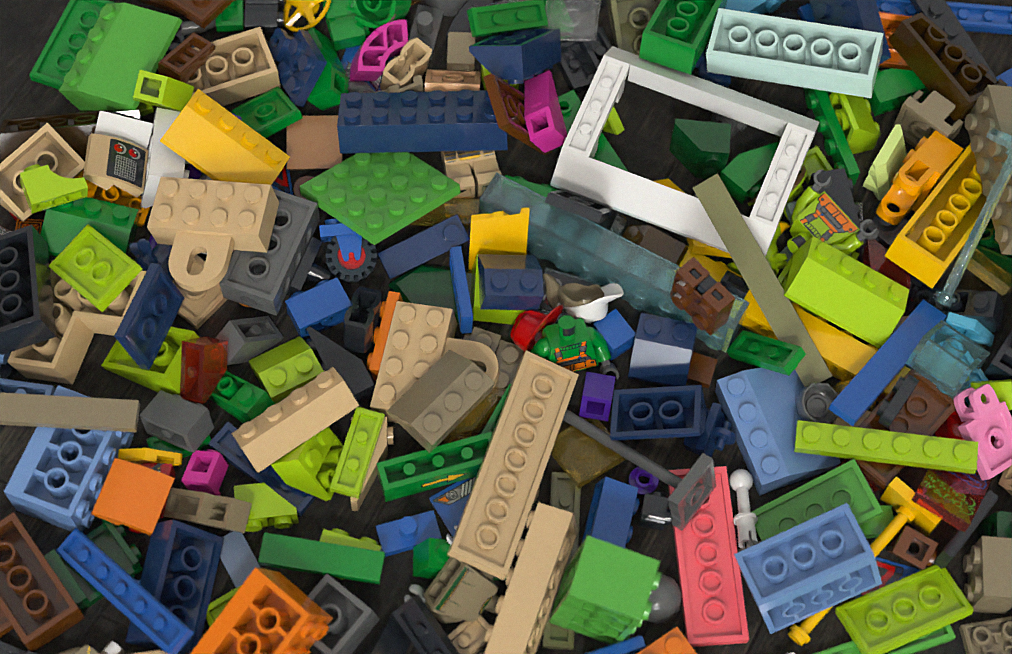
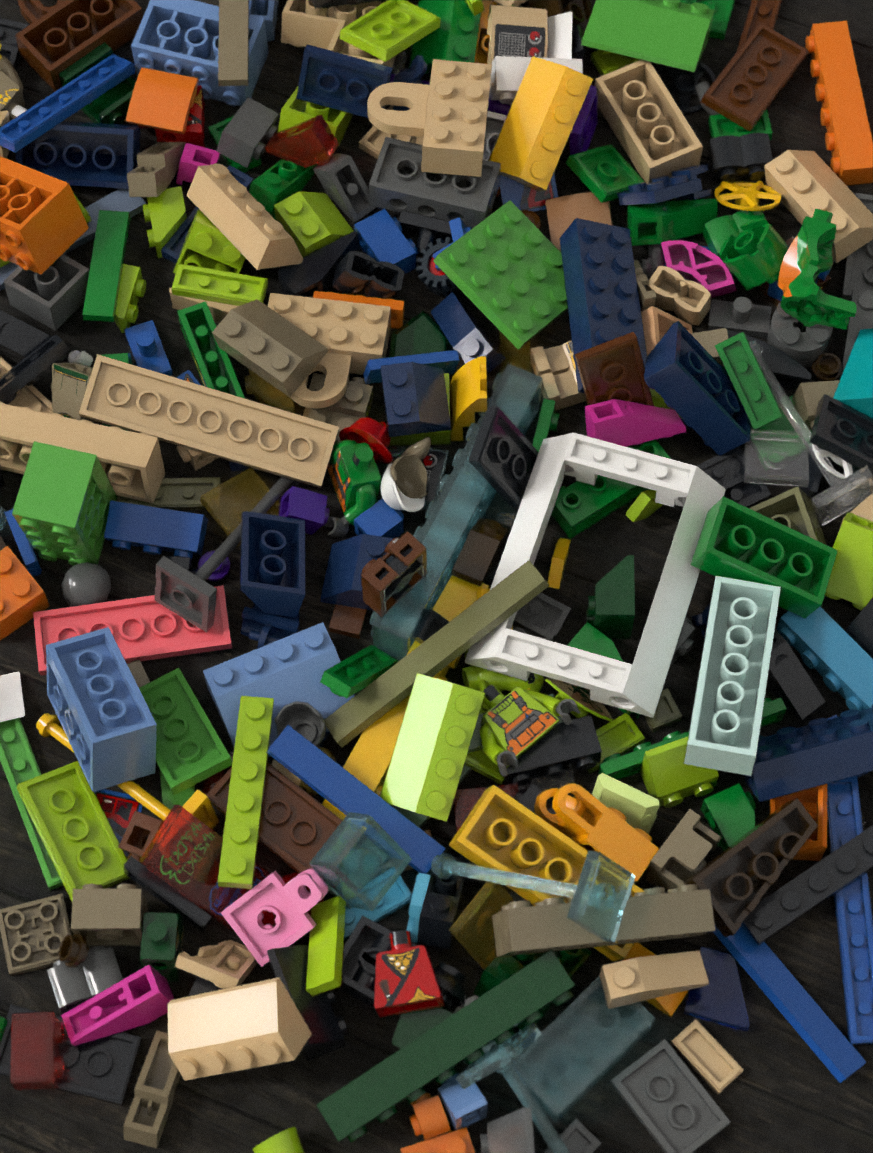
camera: 90 degrees right, 0 degrees up
(148, 455) = (209, 114): yellow tile -> none
(162, 91) = (597, 54): lime slope -> none
(169, 64) = (637, 85): reddish brown slope -> none
(745, 521) = (166, 661): white pin -> none
(902, 390) = (289, 794): black plate -> none

